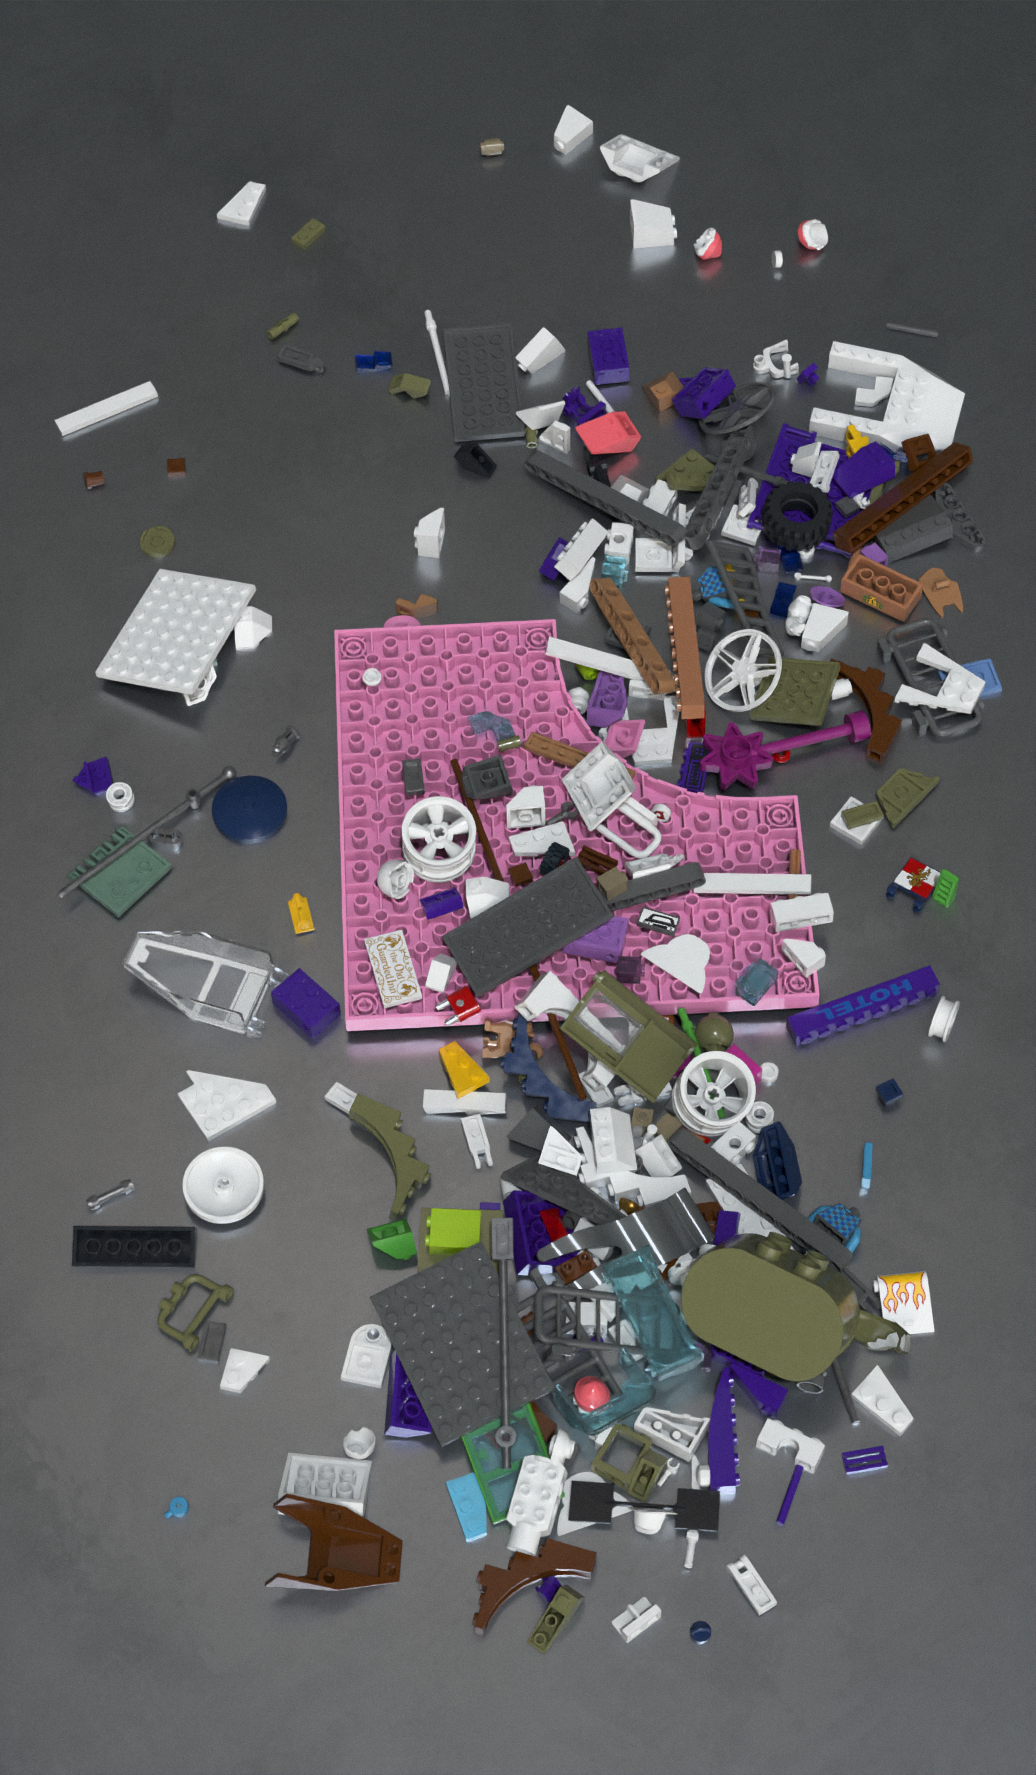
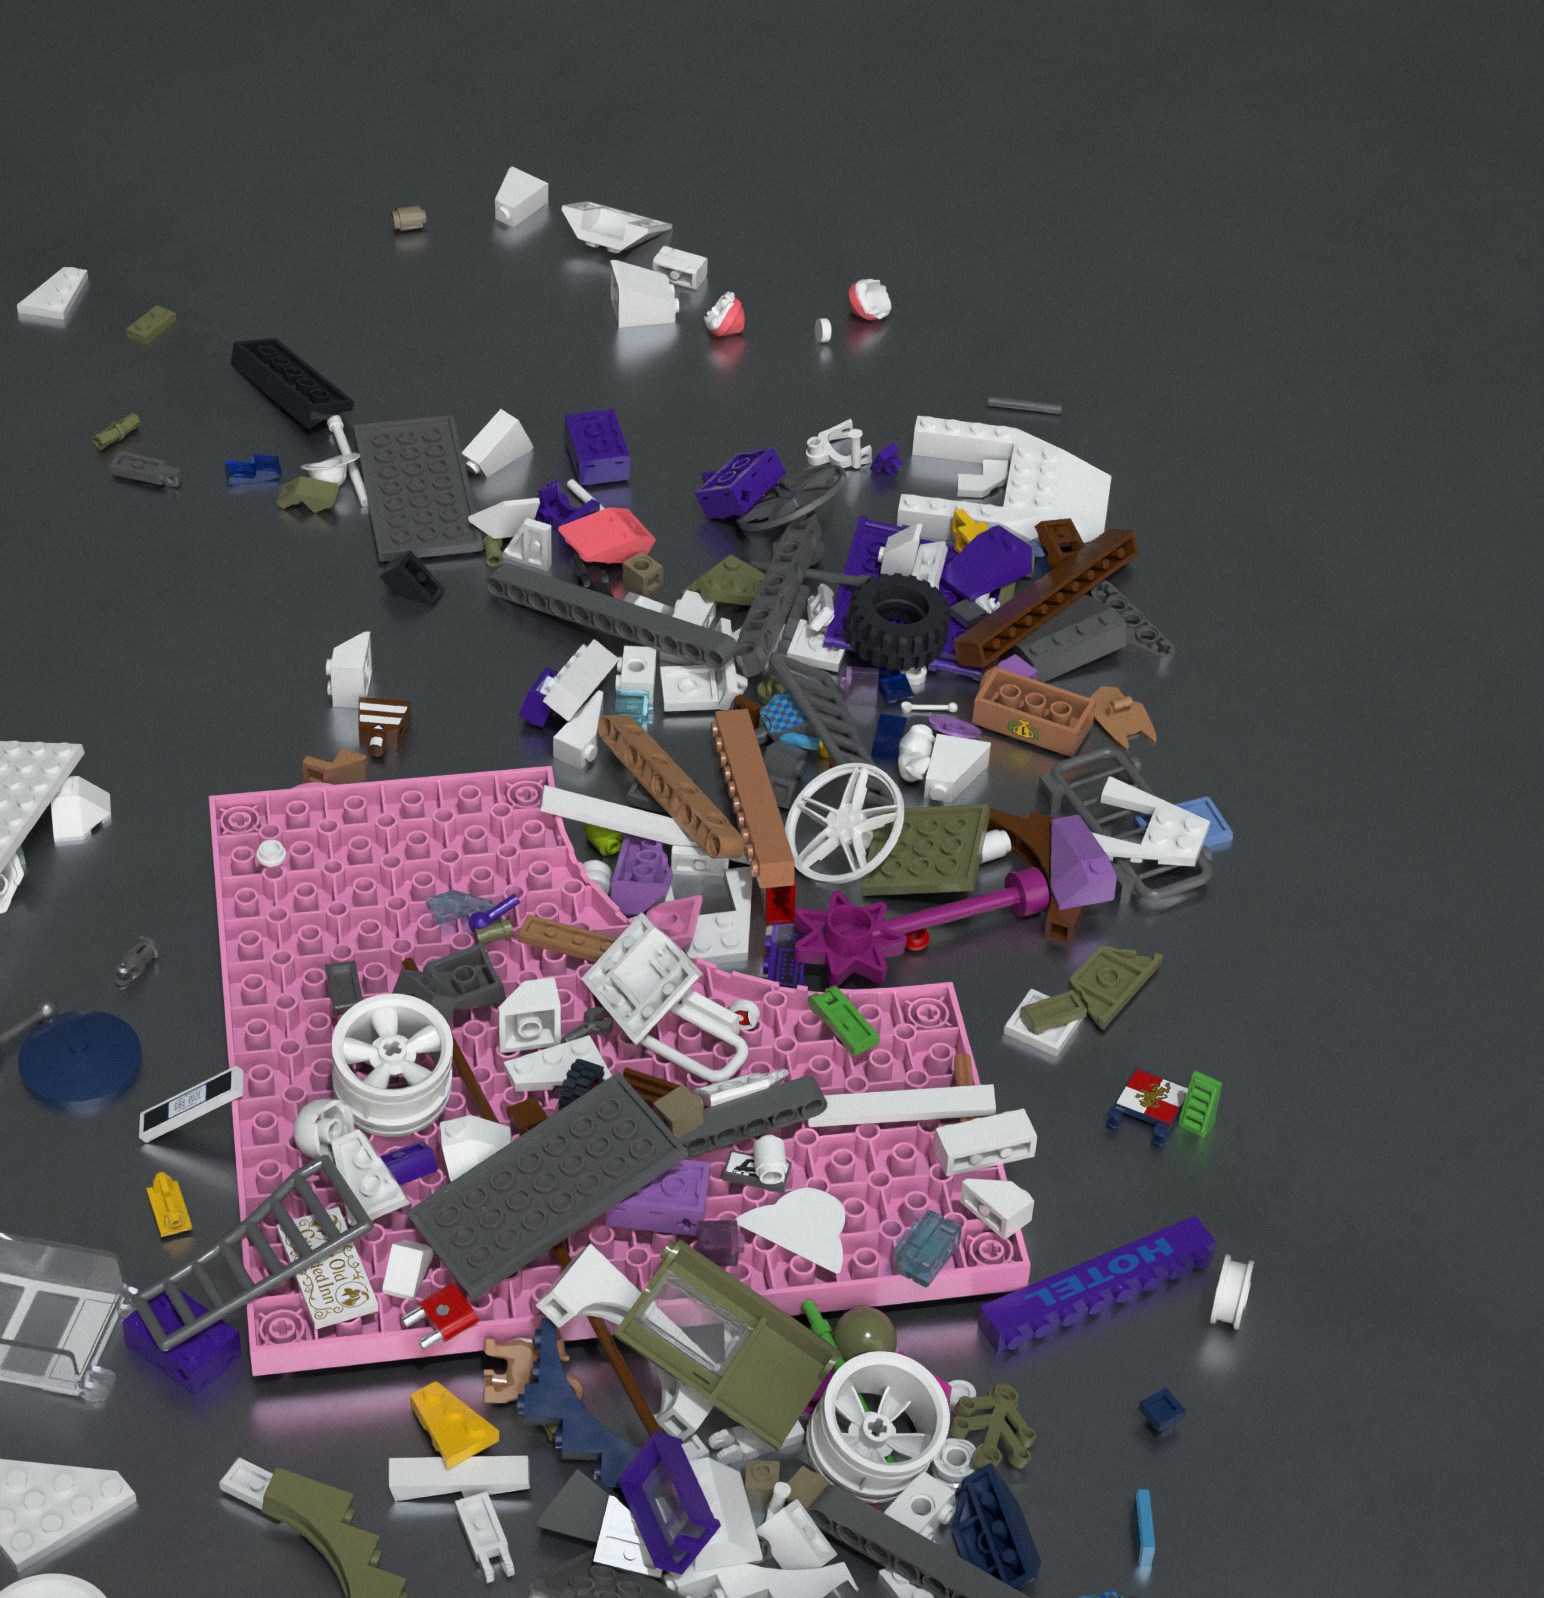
camera: 10 degrees left, 15 degrees down
(316, 849) = (191, 1104): none -> tile
(347, 939) = (249, 1226): none -> dark grey bar
(401, 288) = (289, 380): none -> black arch
(418, 913) = (367, 1176): none -> white wing
(425, 366) = (332, 469): none -> white piece
(449, 573) = (383, 724): none -> reddish brown torso
(461, 788) = (427, 989): none -> dark grey brick
(501, 735) = (483, 919): none -> dark purple bar
(583, 1134) = (668, 1503): none -> dark purple door
(630, 462) = (642, 574): none -> dark tan brick
(663, 390) = (679, 488): medium nougat slope -> none
(666, 916) = (770, 1159): none -> white brick
(681, 199) = (681, 267): none -> white brick
(686, 571) = (743, 702): none -> reddish brown tile
(706, 560) = (768, 689): none -> olive tile
(724, 820) = (844, 1020): none -> bright green plate
(794, 1079) = (1003, 1401): none -> olive plant
(892, 711) = (1078, 865): none -> medium lavender wedge

